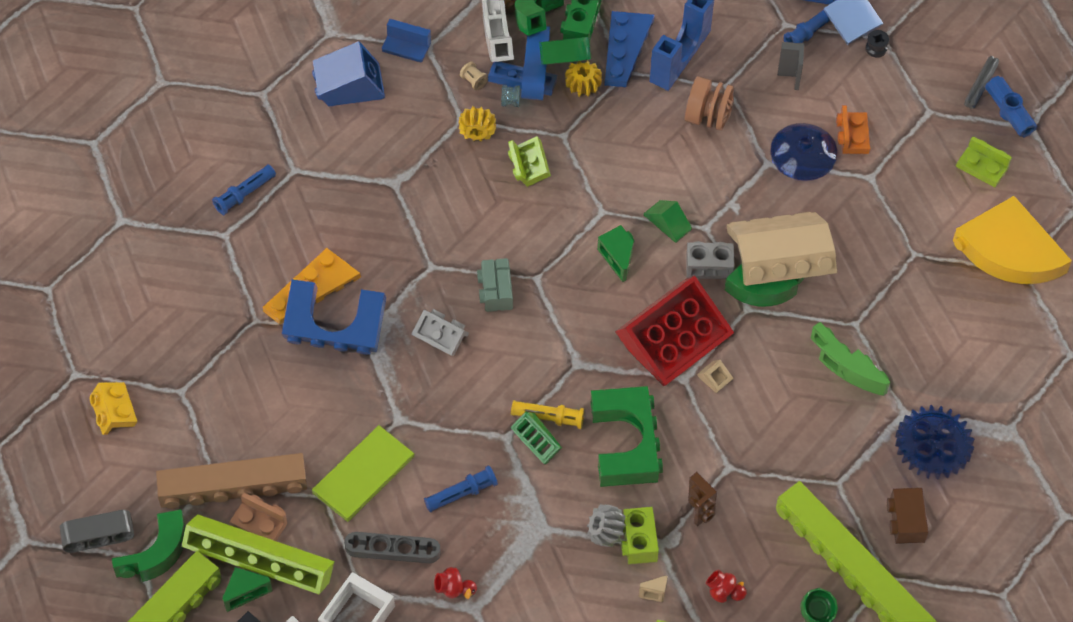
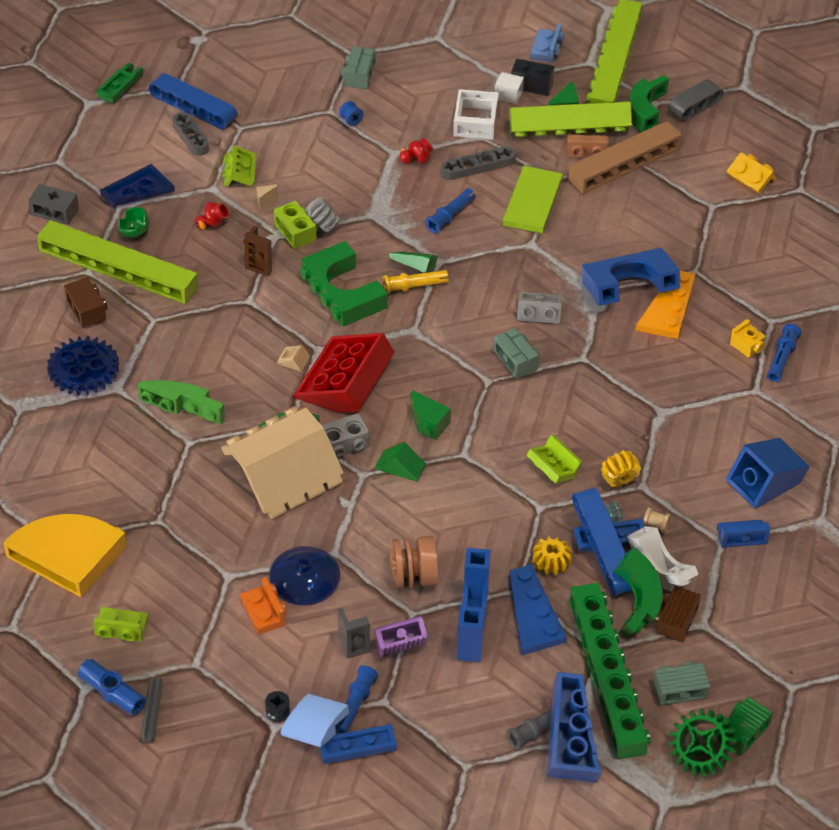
camera: 155 degrees right, 10 degrees down
(267, 213) = (747, 339): none -> yellow brick
(565, 50) = (570, 539): green arch -> none
(751, 52) = (400, 636): none -> medium lavender brick

